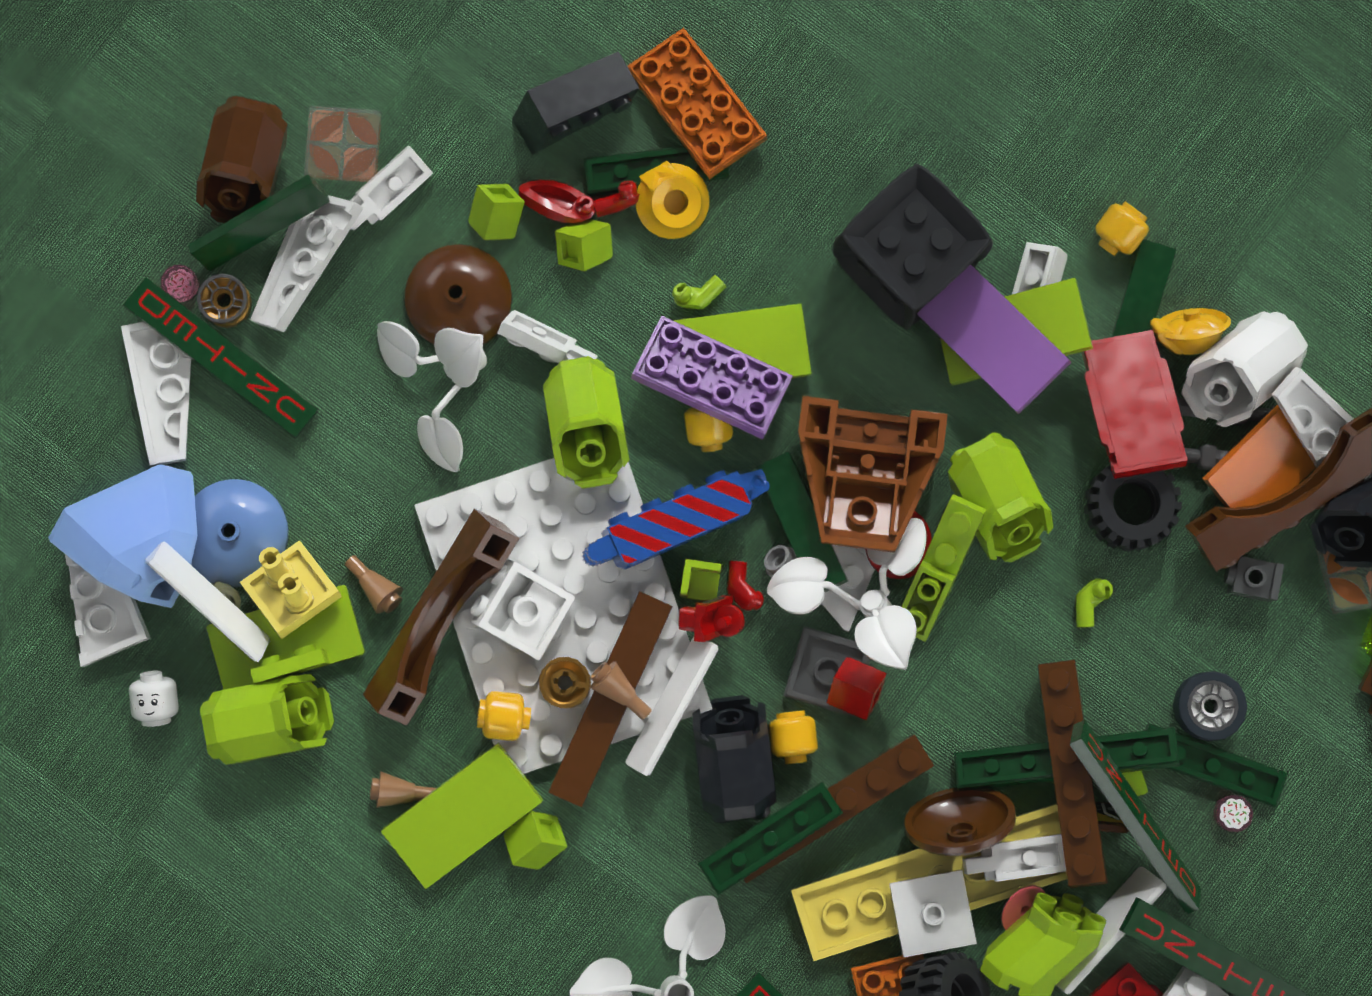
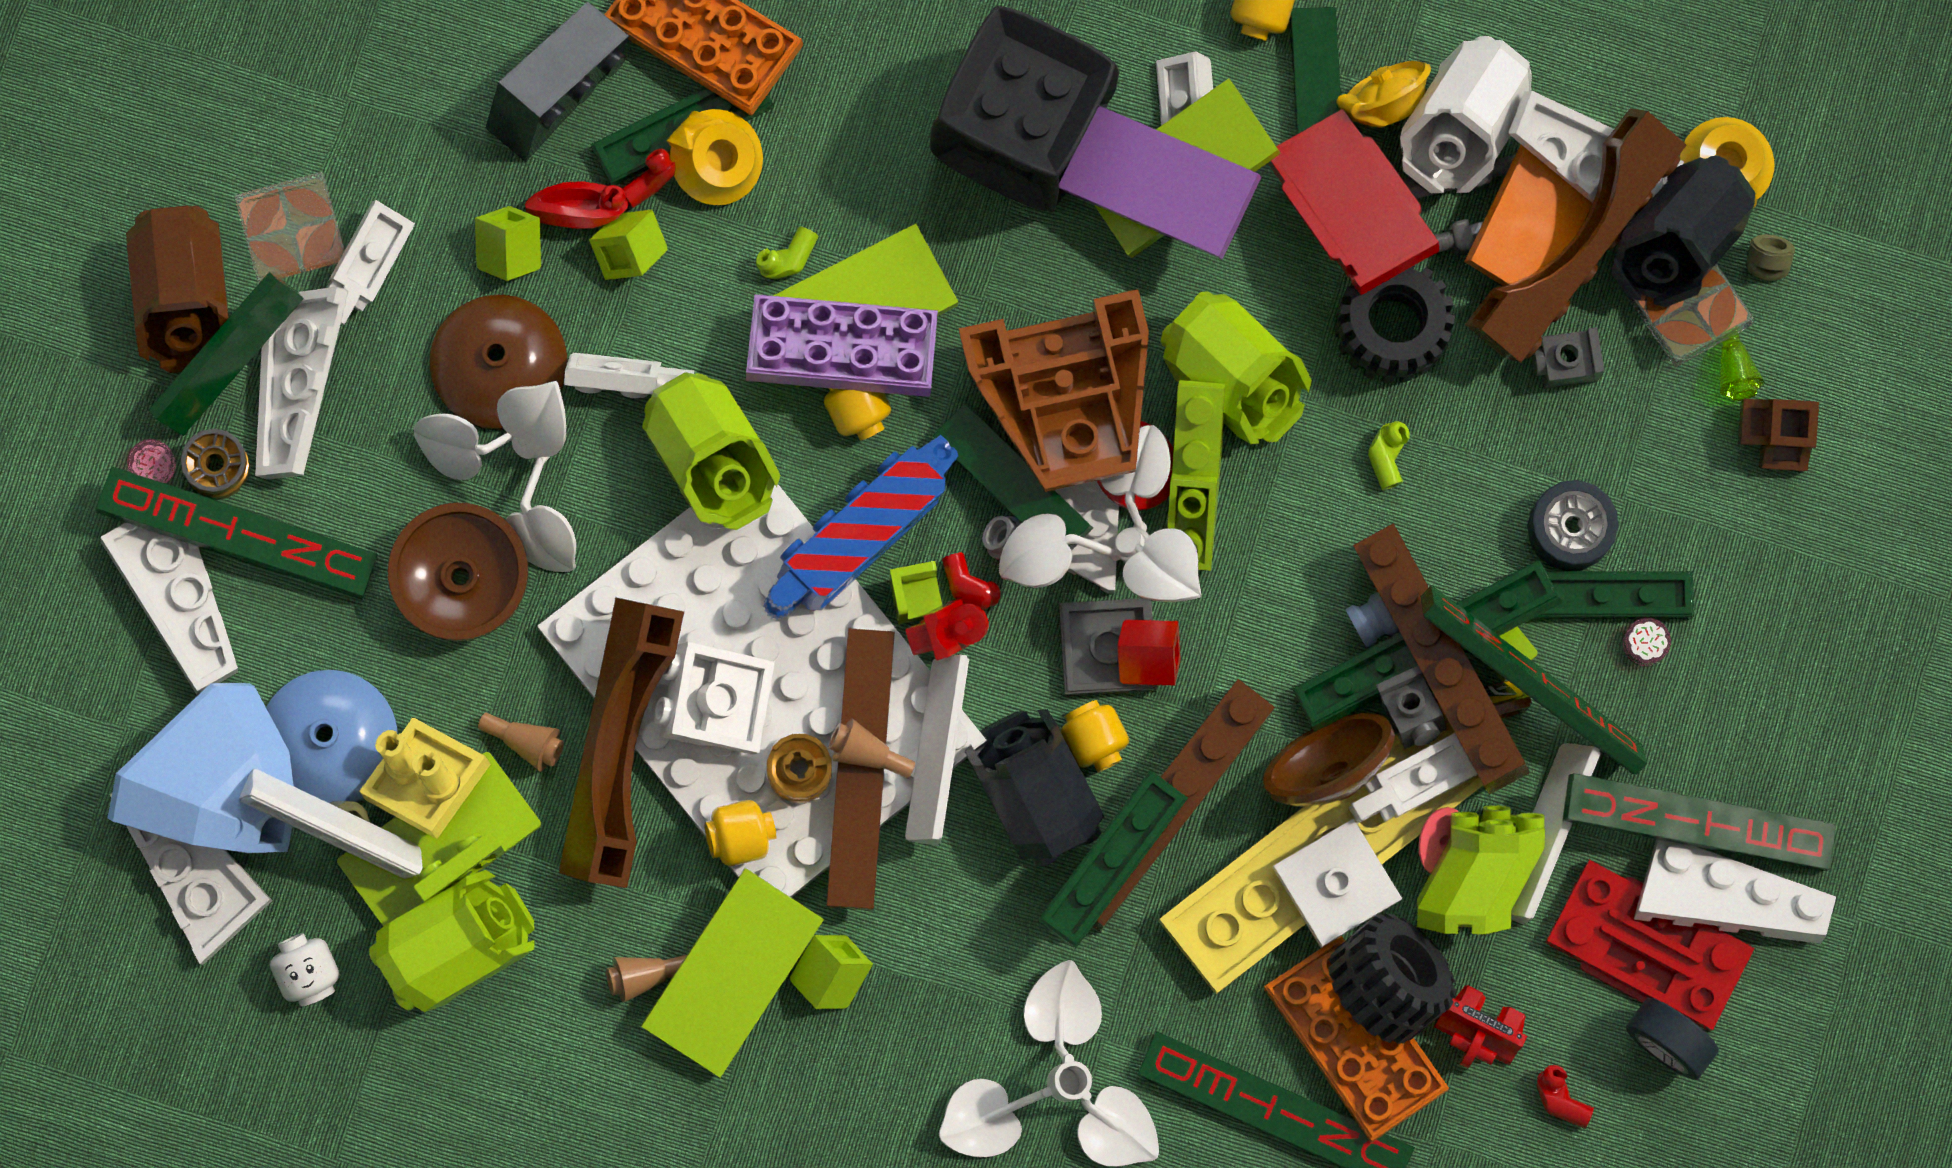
camera: 30 degrees left, 5 degrees down
(346, 434) = (450, 541): none -> reddish brown dish
(1031, 724) = (1372, 620): none -> sand blue wheel
(1031, 789) = (1401, 695): none -> dark grey brick

